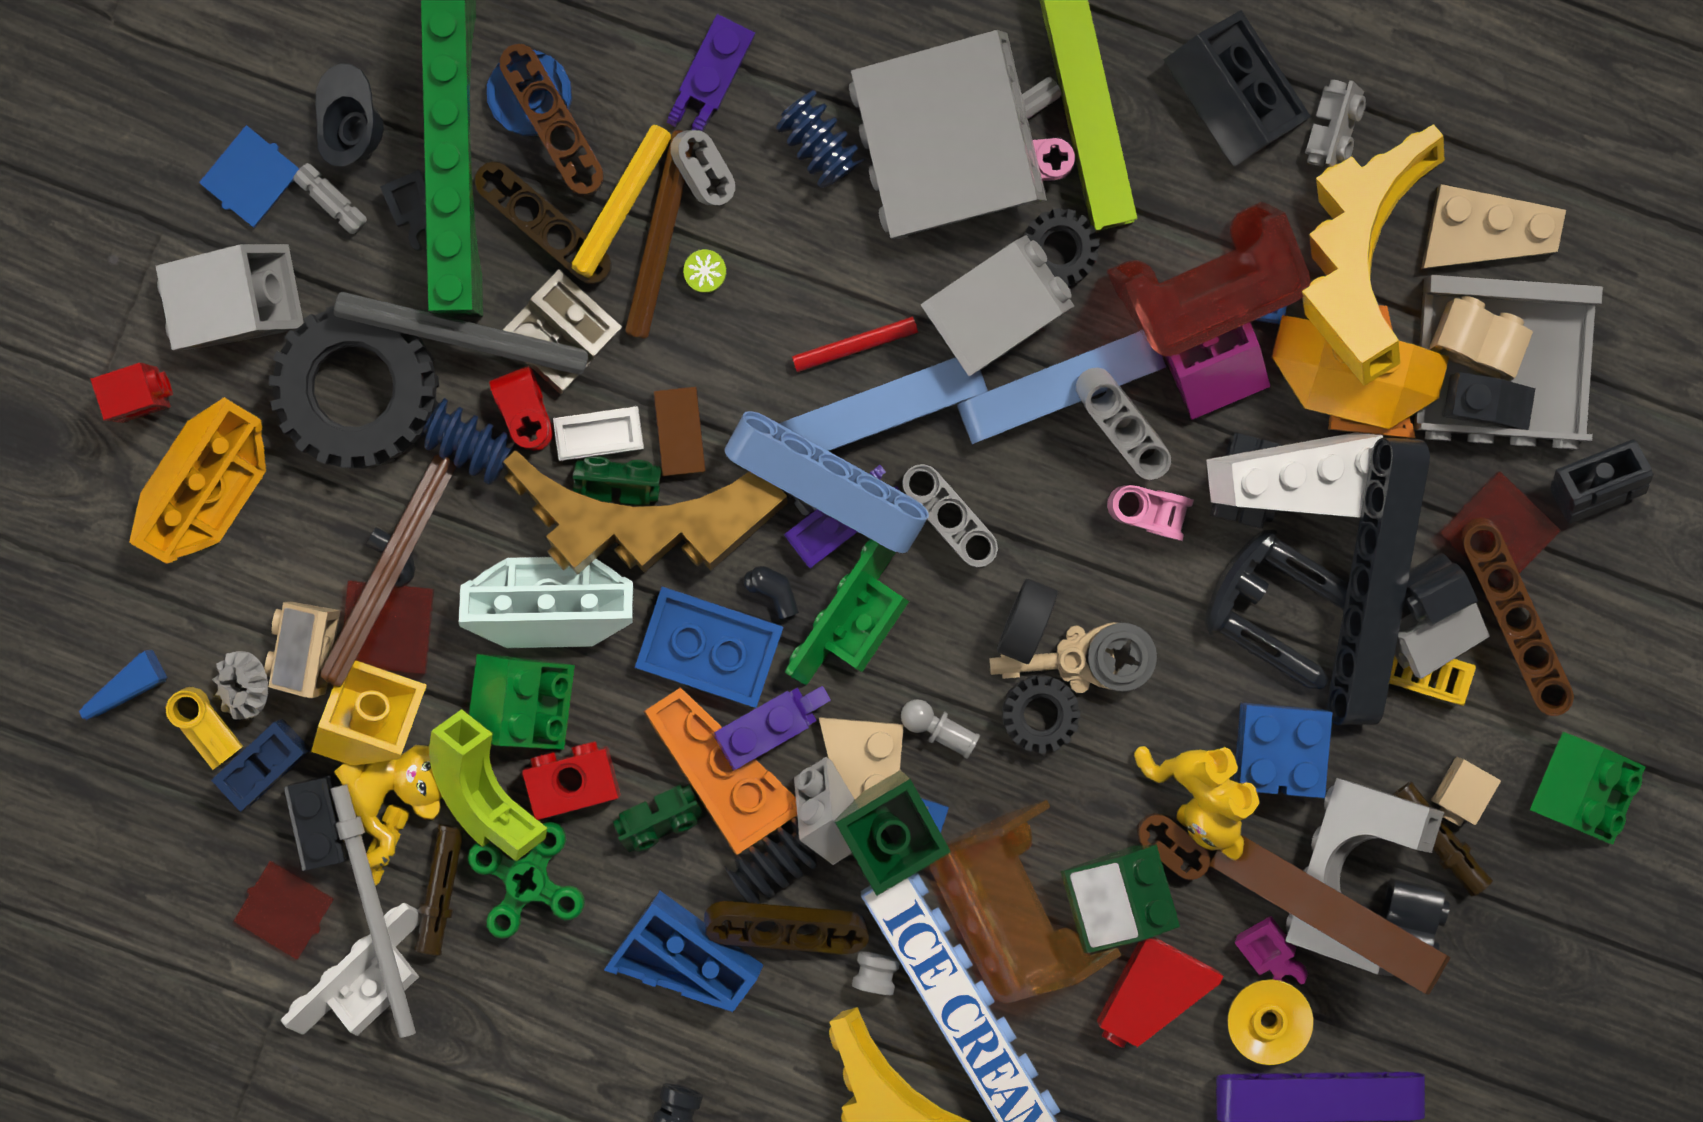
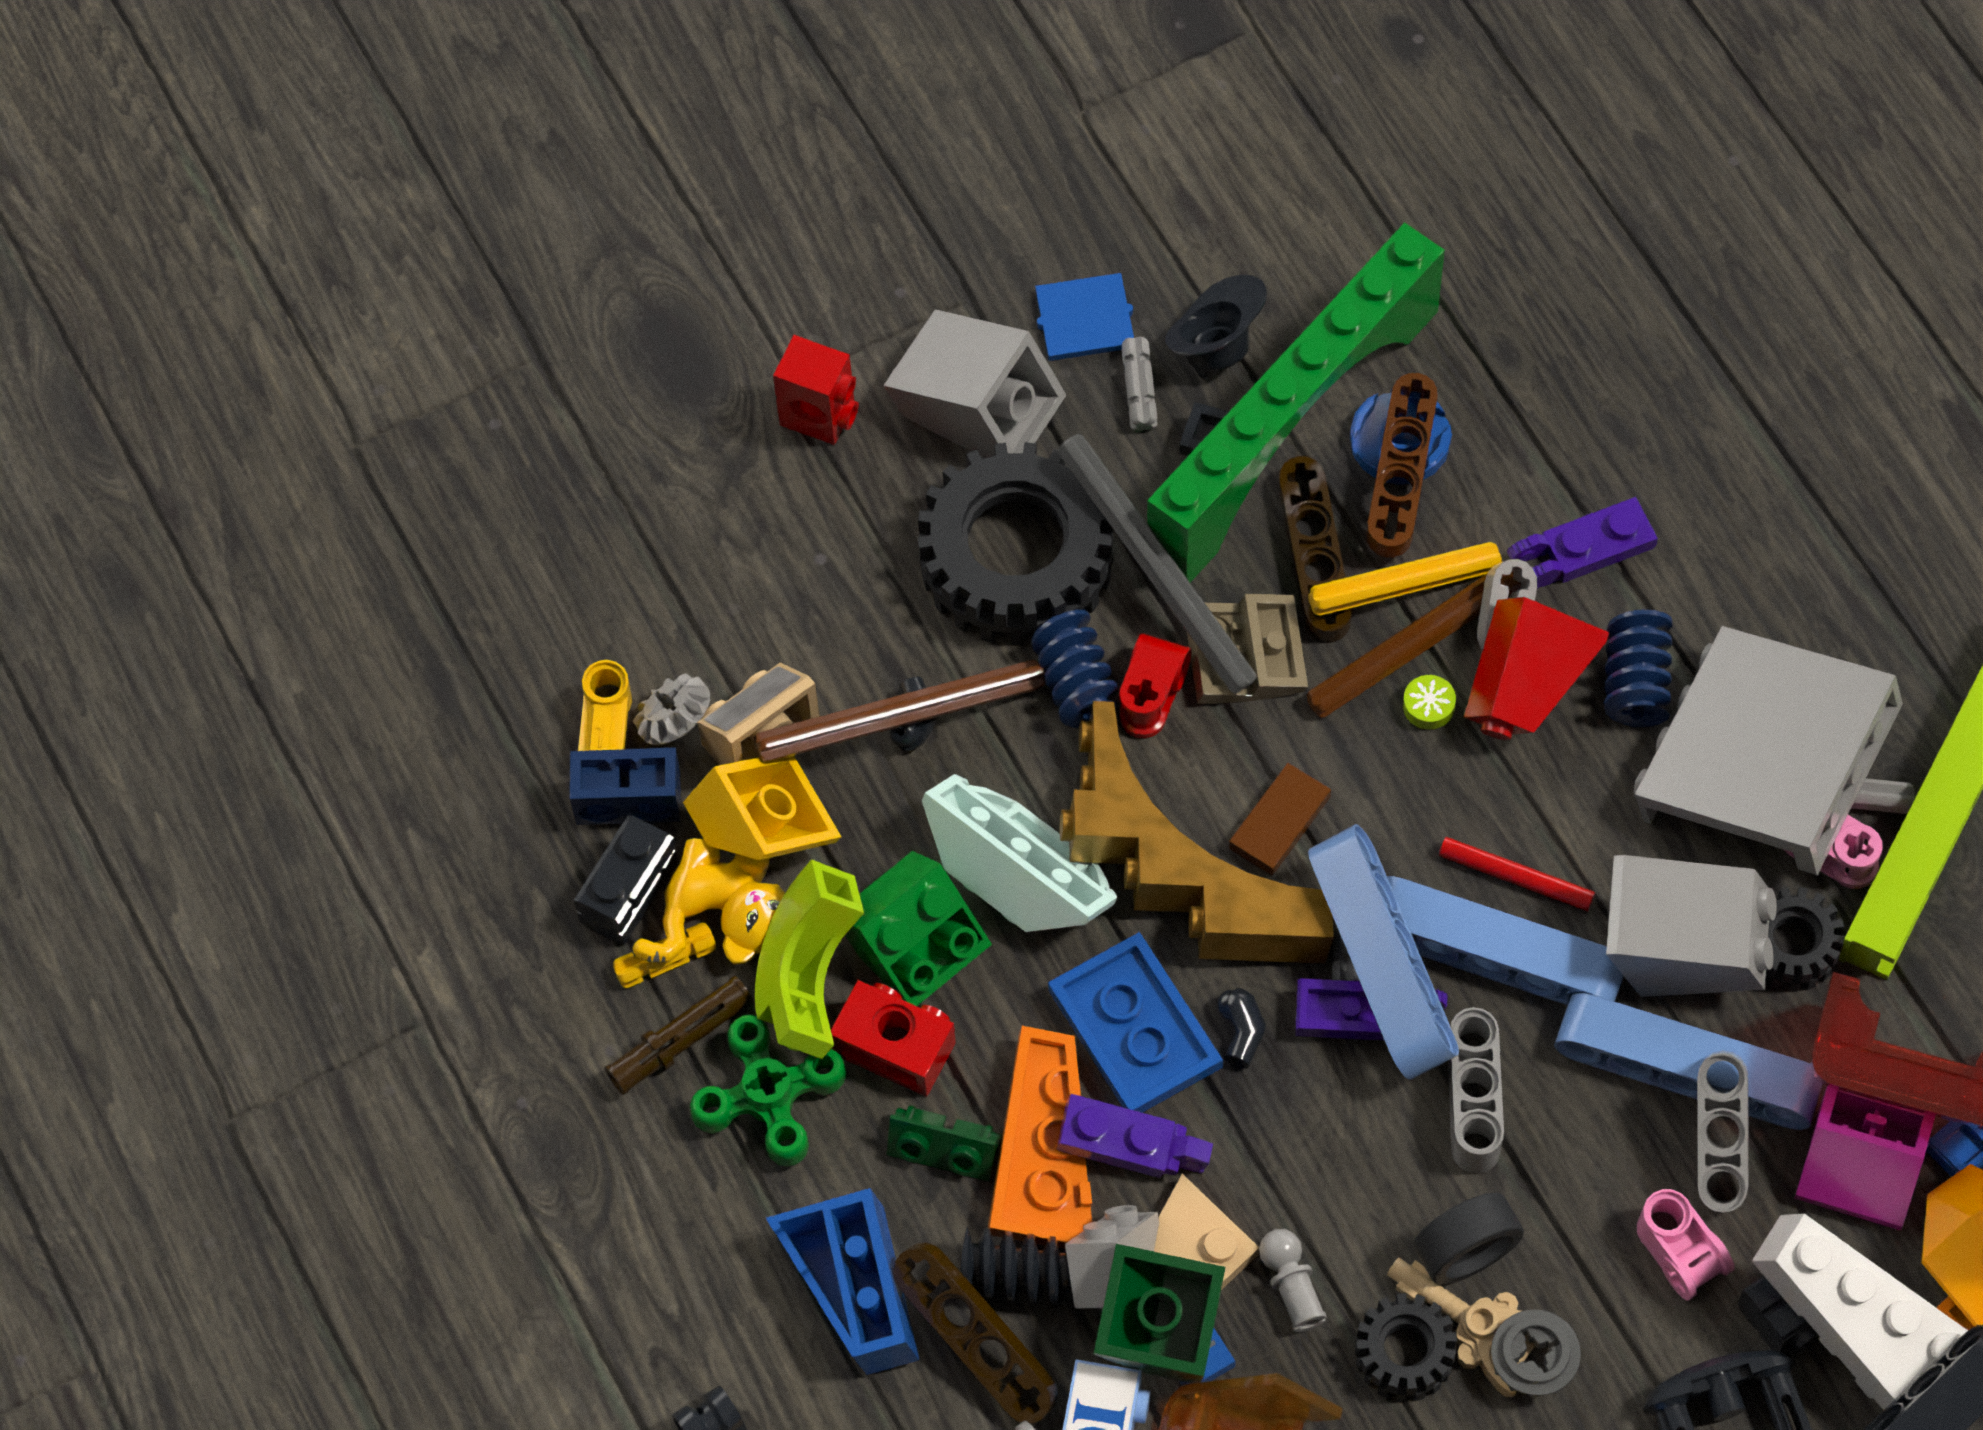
camera: 40 degrees right, 25 degrees down
(136, 678) = (573, 630): blue slope -> none
(200, 483) = (805, 515): light orange wedge -> none
(284, 910) = (519, 940): clear red piece -> none
(350, 830) = (650, 901): light grey bar -> none
(356, 984) = (531, 1050): white bracket -> none
(401, 630) = (860, 779): clear red tile -> none
(598, 433) = (1201, 762): white tile -> none
(598, 476) = (1199, 823): dark green hinge -> none
(752, 202) = (1528, 665): none -> red slope
(855, 618) = (1299, 1105): green bracket -> none

